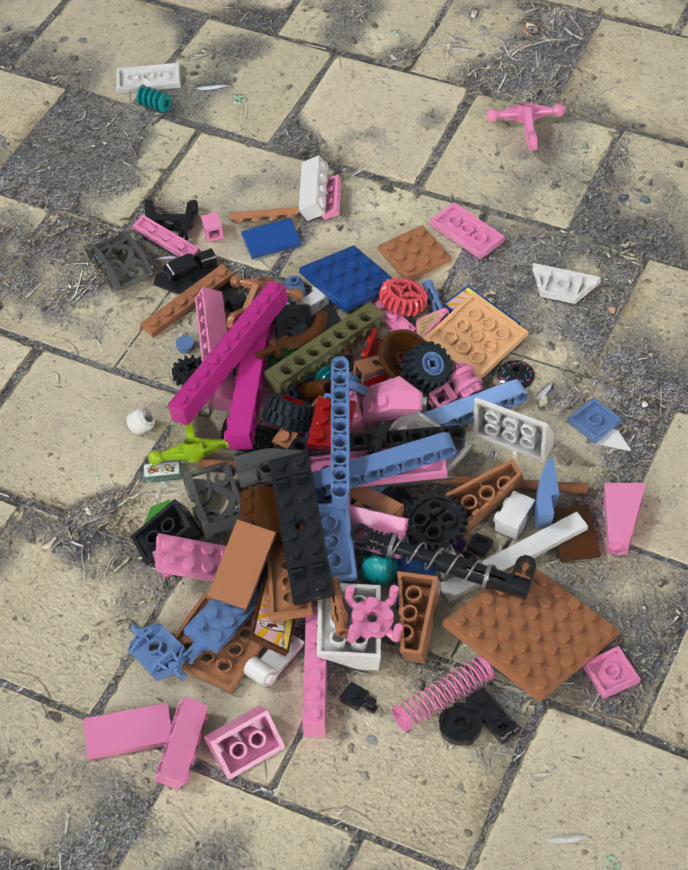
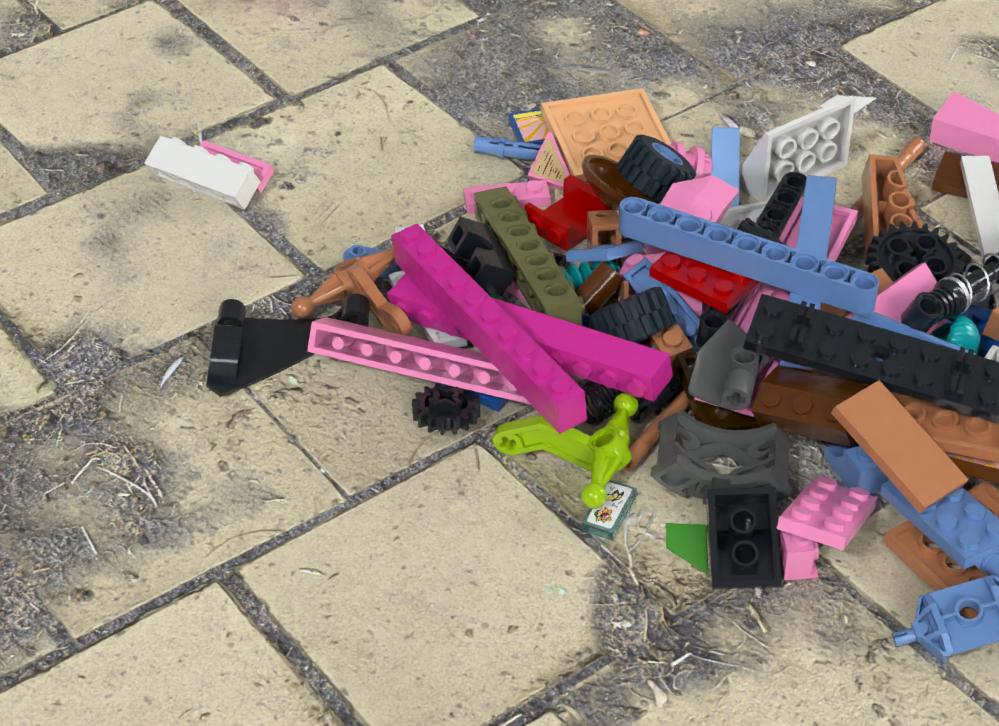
camera: 65 degrees left, 10 degrees down
(98, 255) = (160, 419): dark grey fence -> none
(140, 421) = (502, 491): white head -> none
(164, 237) = (148, 344): bright pink tile -> none
(180, 222) = (98, 347): black connector -> none
(185, 301) = (291, 371): nougat plate -> none
(185, 344) = (375, 402): medium blue tile -> none
(212, 227) = (169, 293): bright pink brick -> none
(239, 217) = (191, 244): nougat plate -> none
(271, 238) = (247, 250): blue tile -> none
(297, 341) = (504, 270): reddish brown sword -> none
(346, 277) = (404, 199): blue plate -> none
(403, 296) = (488, 164): coral gear -> none
(414, 253) = (405, 139): nougat plate -> none
(467, 230) = (412, 82): bright pink plate -> none
(514, 515) = (936, 205): white brick -> none
(516, 371) = (690, 133): black dish -> none
(546, 496) = (929, 161): medium blue slope -> none
(563, 284) = (573, 46): white wing -> none
(594, 420) = (806, 98): medium blue tile -> none

